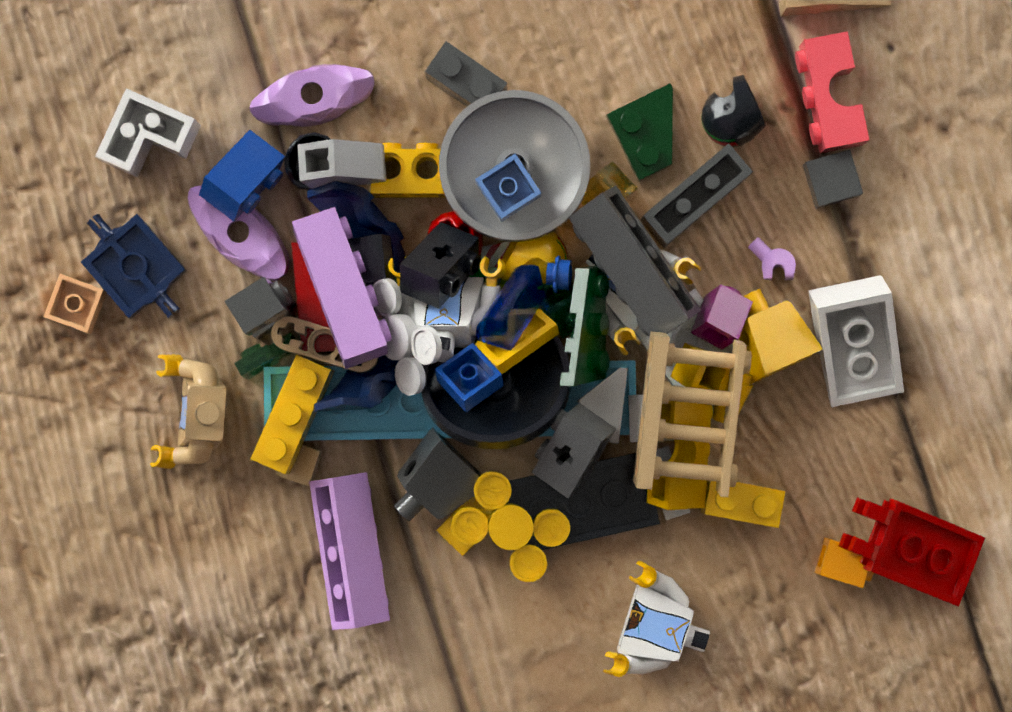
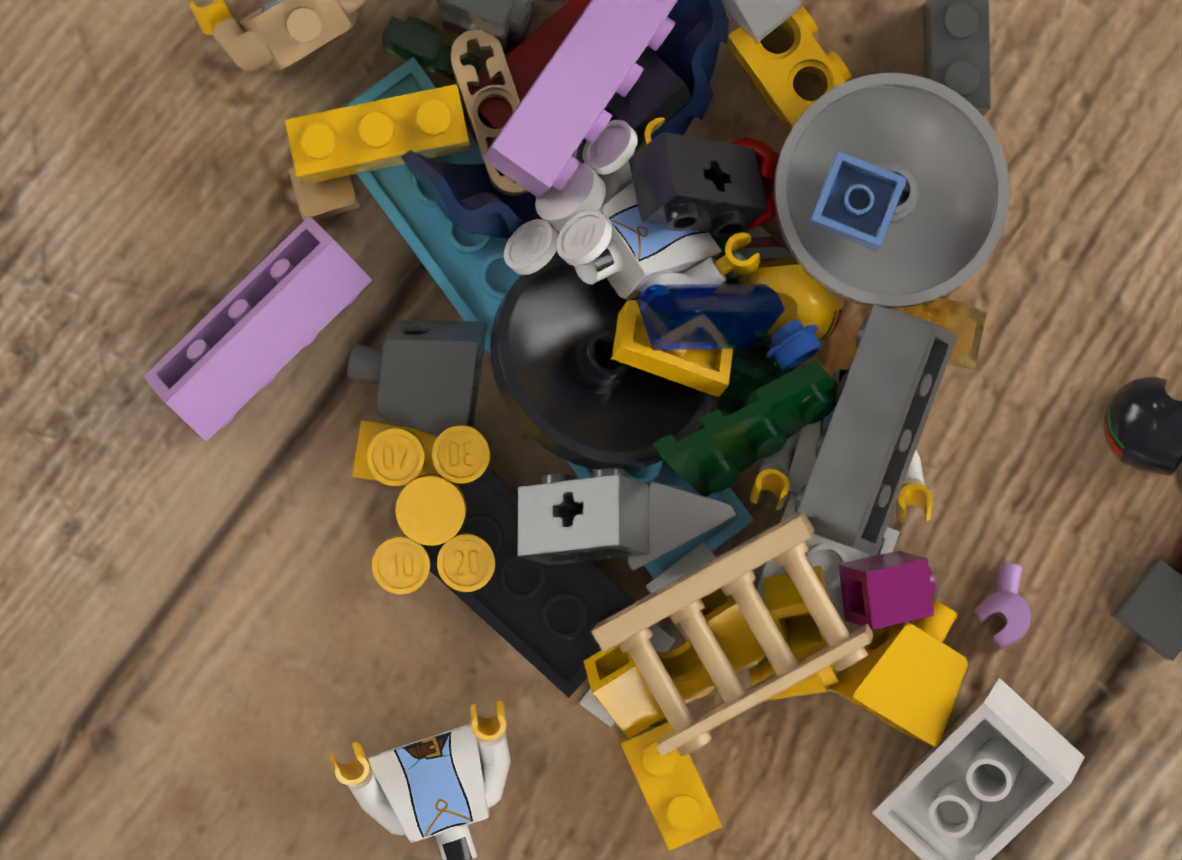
camera: 50 degrees right, 0 degrees up
(469, 377) = (582, 321): blue piece -> none
(646, 131) = (1054, 329): dark green wing -> none
(696, 195) = (1018, 449): dark grey brick -> none

